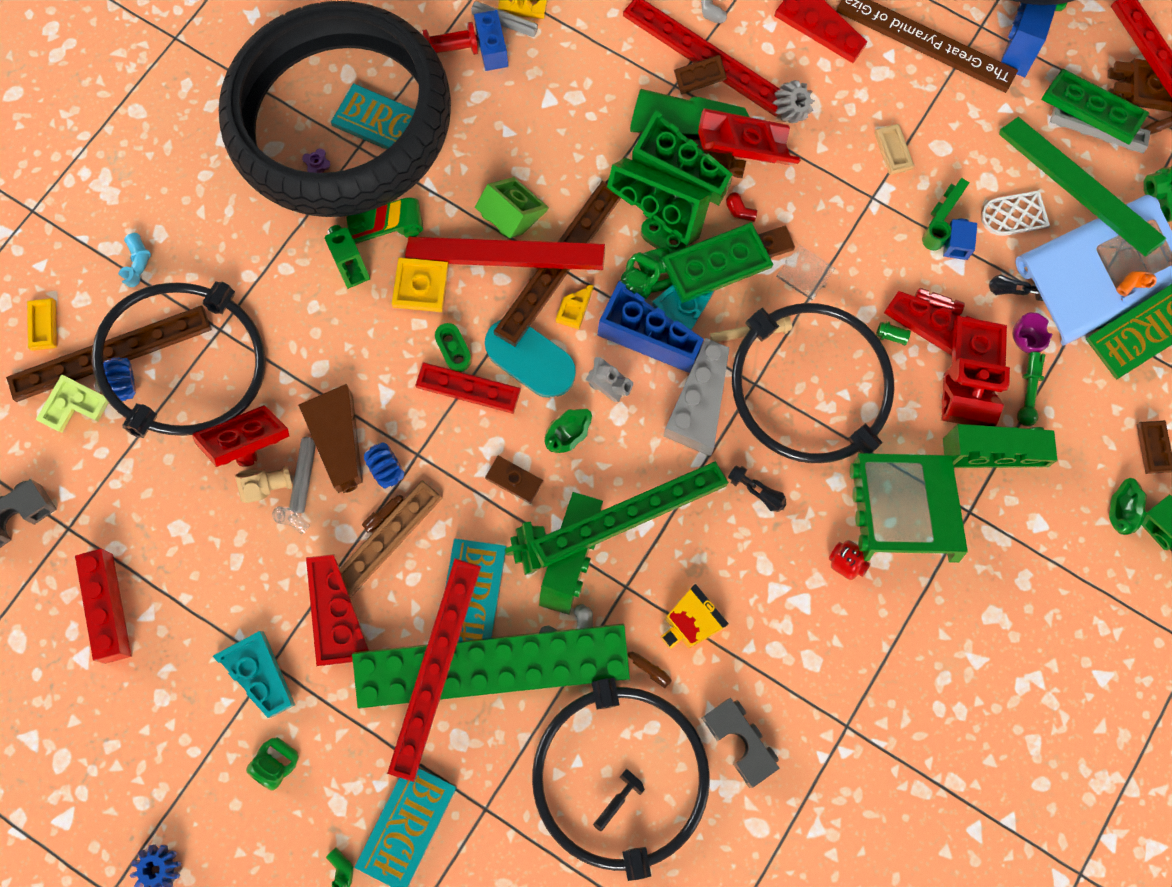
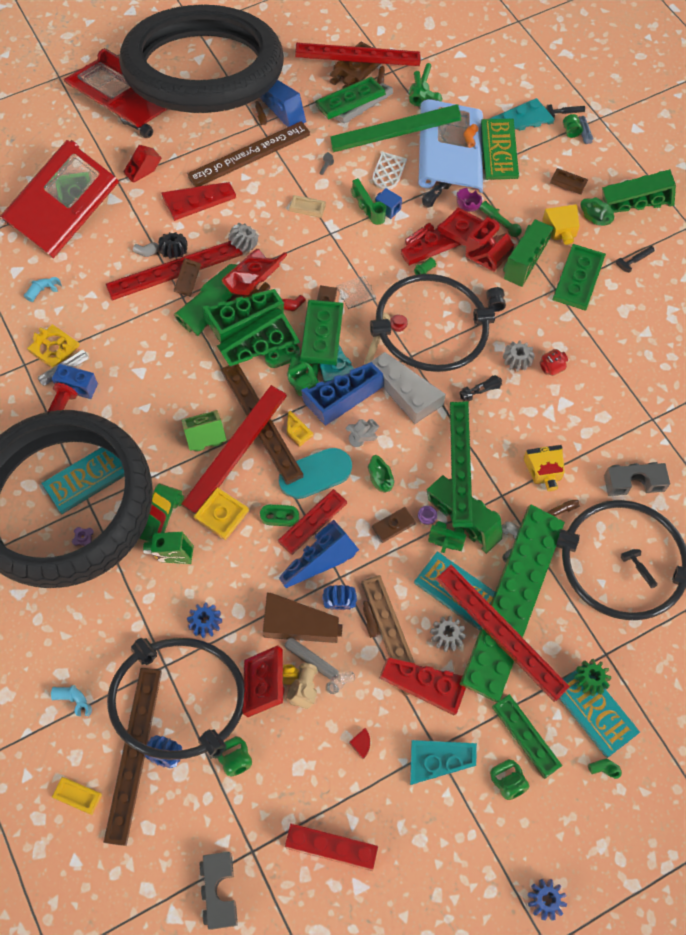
camera: 60 degrees left, 10 degrees down
(66, 399) = (152, 797): yellowish green plate -> none
(150, 459) = (237, 761): none -> green piece
(234, 579) = (361, 743): none -> red tile
(271, 458) = (290, 674): none -> yellow plate
(294, 333) = (198, 615): none -> blue gear
(334, 760) = (527, 736): none -> green tile
(406, 618) = (439, 630): none -> light grey gear
(427, 805) = (591, 669): none -> green gear
(434, 423) = (328, 551): none -> blue wedge
(547, 511) = (427, 515): none -> medium lavender plate
(732, 33) = (172, 245): none -> black gear
(791, 344) = (398, 322): none -> red plate
(838, 504) = (518, 356): none -> light grey gear
(900, 442) = (495, 296): none -> black wheel
(908, 505) = (539, 312): panel -> none
(981, 135) = (328, 159): none -> dark grey hand
(994, 22) = (261, 115): none -> reddish brown piece
(1012, 532) = (579, 277): none -> green tile
(1065, 584) = (625, 265): none -> black piece
(1077, 470) = (565, 222): none -> yellow torso

